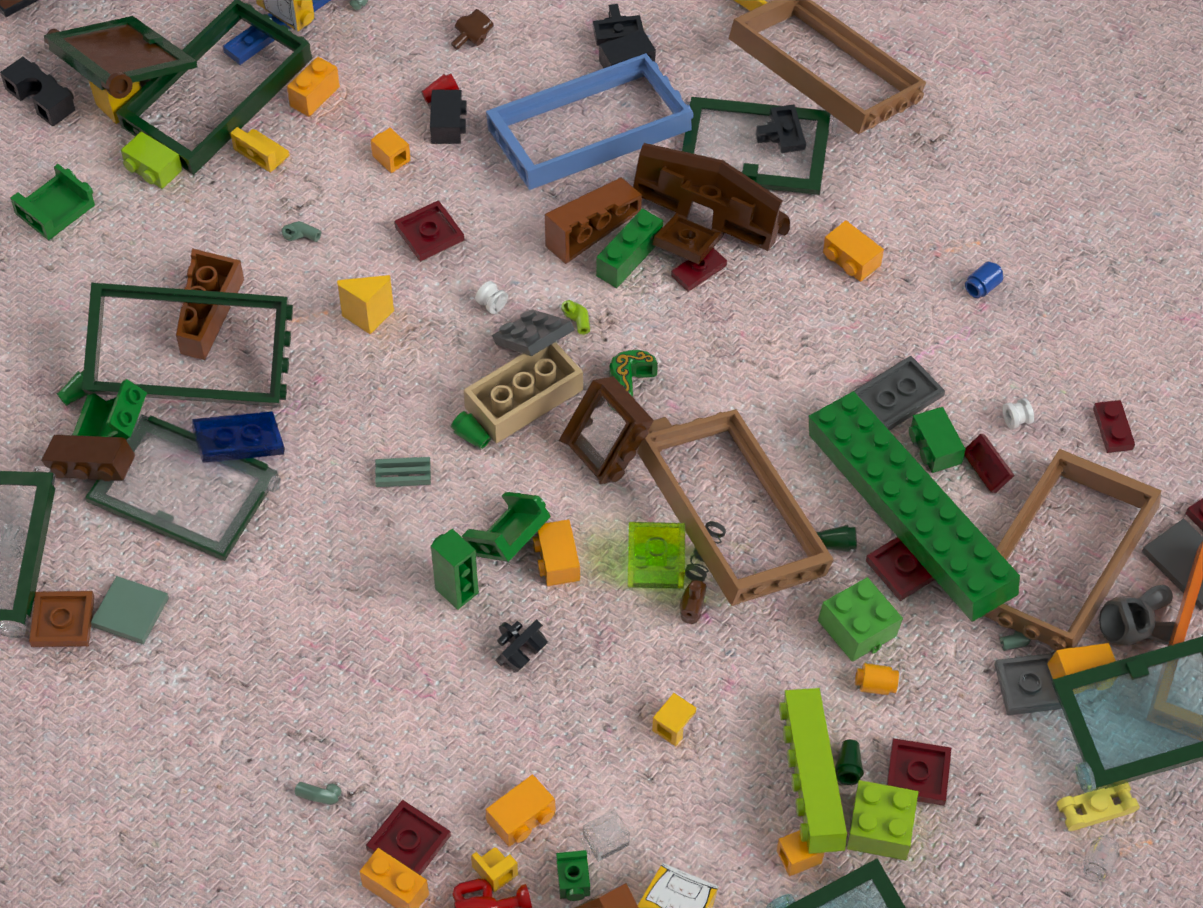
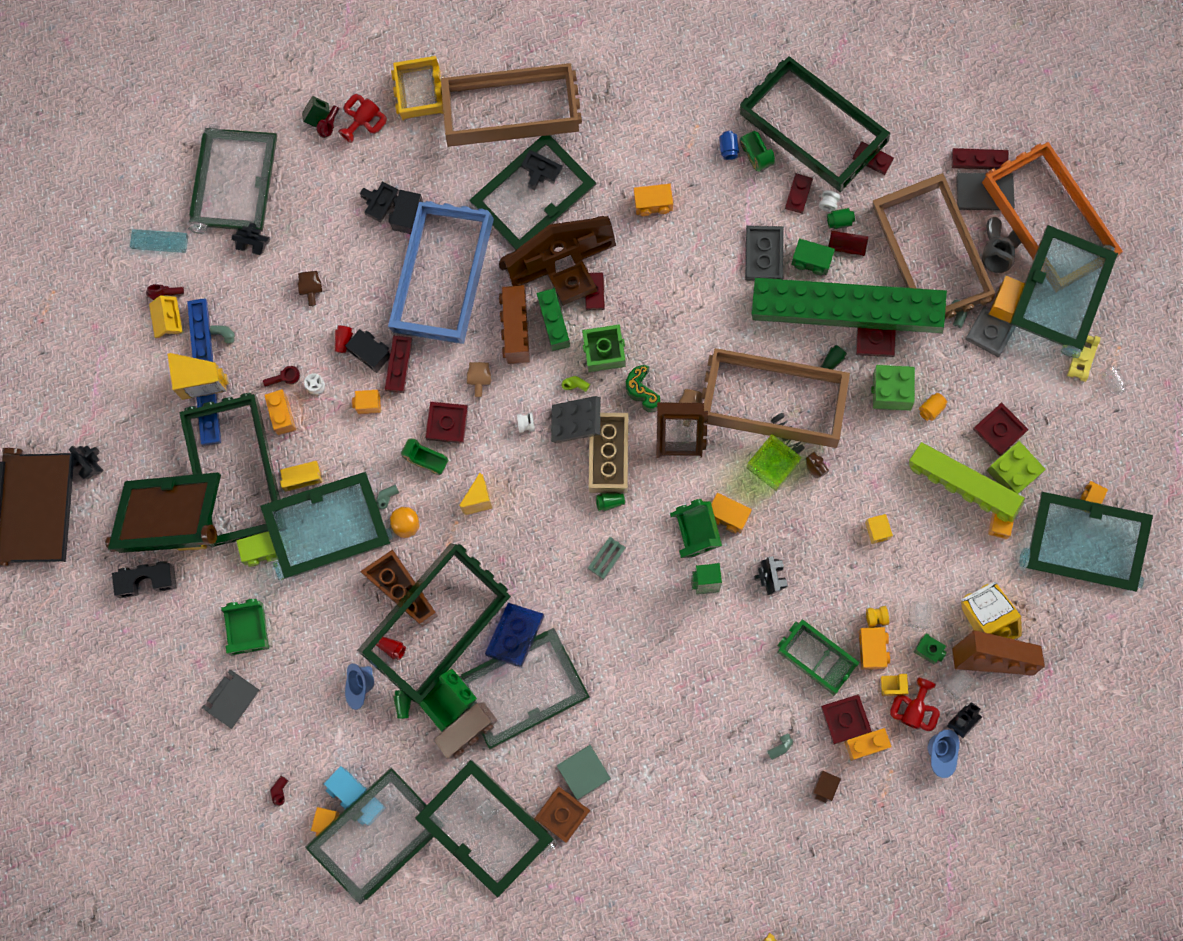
camera: 45 degrees left, 20 degrees up
(70, 336) = (358, 683): none -> medium blue piece
(133, 339) = (393, 648): none -> red cone
(219, 195) = (324, 526): none -> clear light blue door
(285, 264) = (404, 522): none -> light orange hair
(304, 872) = (826, 787): none -> reddish brown brick
(360, 71) = (289, 375): none -> dark red plate
(370, 97) = (311, 381): none -> white wheel
(371, 230) = (424, 457): none -> green animal
(456, 151) = (398, 364): none -> dark red plate
(460, 758) = (817, 656): none -> door
(505, 224) = (478, 375): none -> medium nougat piece
(565, 789) = (877, 616): none -> yellow wheel
(639, 310) = (604, 348): none -> bright green brick
(849, 763) = (969, 458): dark green cone -> none
(999, 382) = (799, 193): none -> dark red plate
(1003, 308) = (756, 151): none -> green animal
(1009, 437) = (840, 218): none -> green brick
(1082, 404) = (857, 165): none -> dark green door

